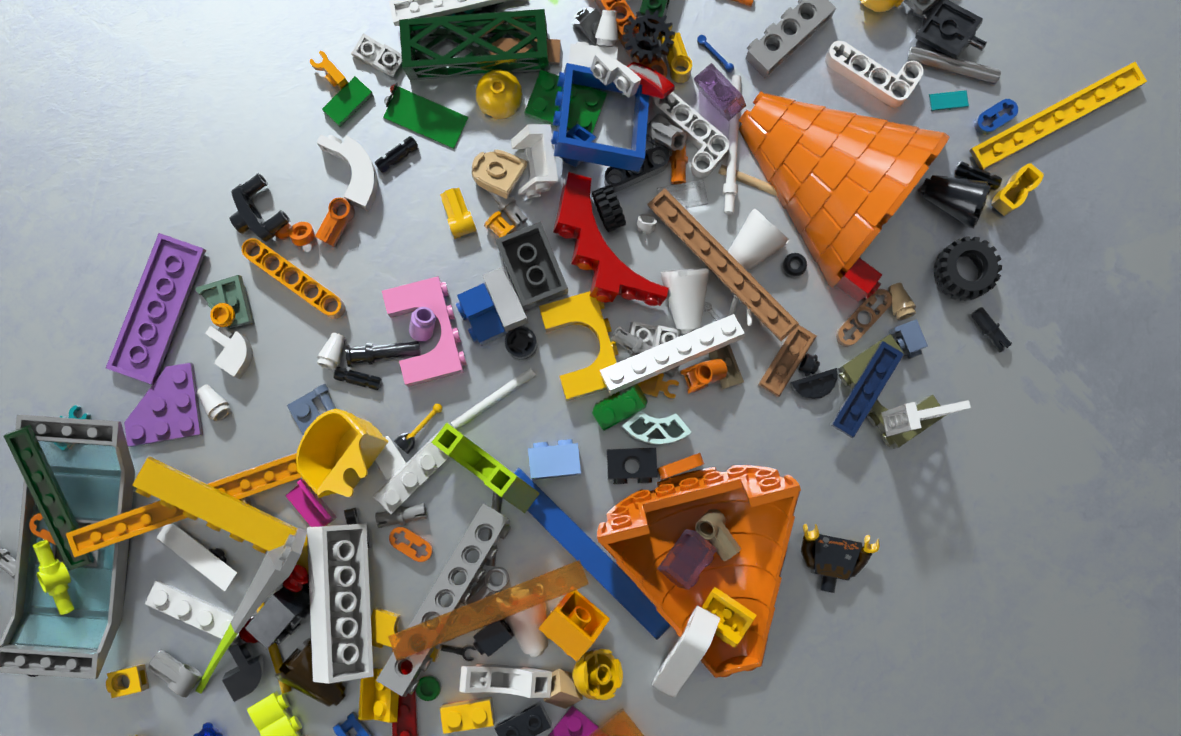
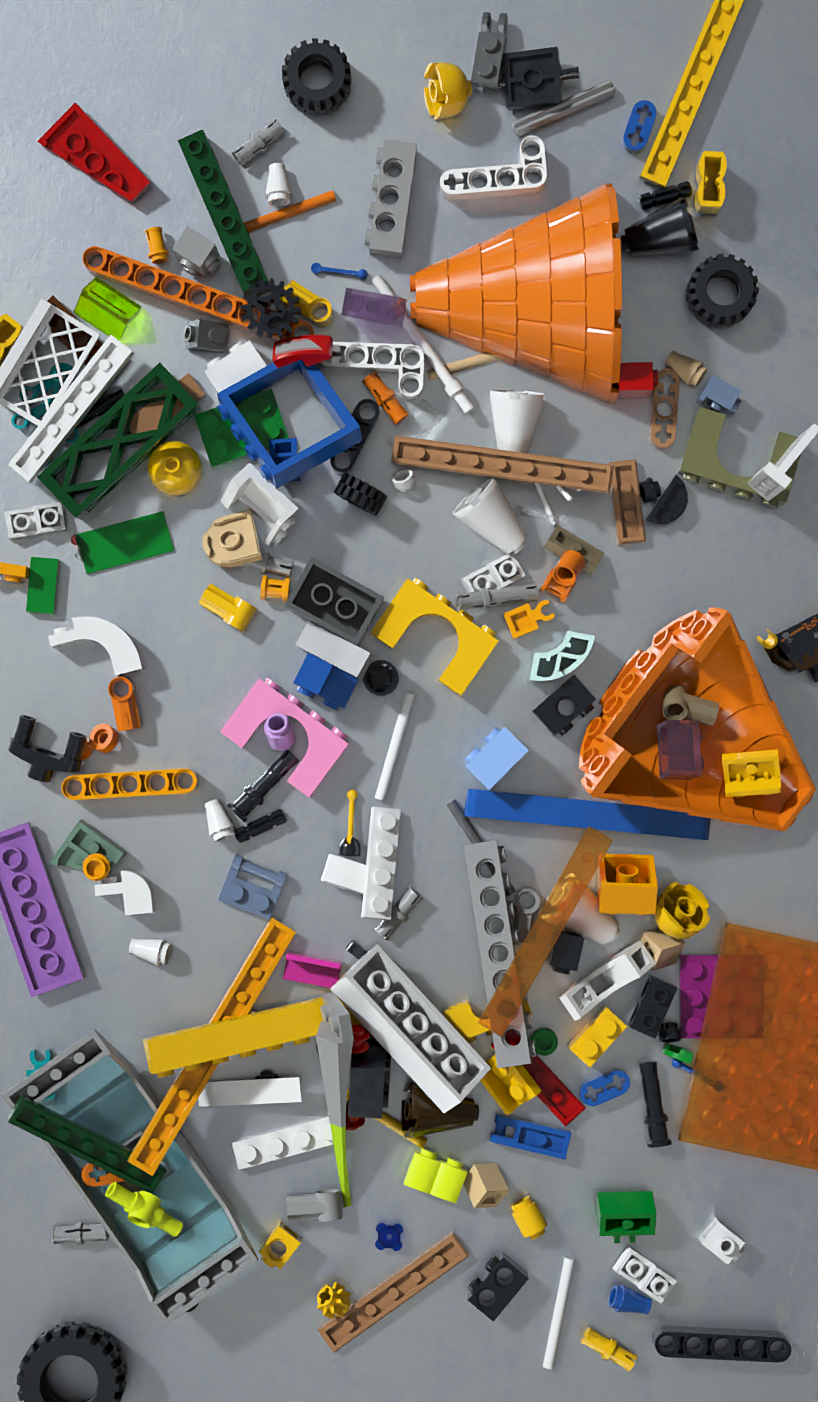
camera: 30 degrees left, 5 degrees up
(167, 409) = (114, 987): medium lavender plate -> none
(247, 675) = (379, 1157): black brick -> none
(337, 452) = (302, 904): yellow piece -> none
(396, 154) = (127, 597): black axle -> none
(408, 549) = (427, 938): orange beam -> none
(458, 650) = (545, 988): black hand -> none
(485, 467) = (442, 812): lime arch -> none
(592, 253) = (377, 547): red arch -> none
(607, 29) = (227, 332): white cone -> none
(611, 70) = (261, 370): white slope -> none
(619, 406) = (513, 663): green brick -> none
(662, 132) = (354, 385): light grey piece -> none
(672, 354) = (523, 580): white plate -> none
(680, 466) = (608, 672): orange beam -> none
(687, 652) = (743, 829): white beam -> none
(800, 259) = (565, 401): black plate -> none
(867, 389) = (718, 474): dark blue plate -> none
(948, 100) = (584, 145): teal window -> none
(990, 329) = (785, 328): black axle -> none

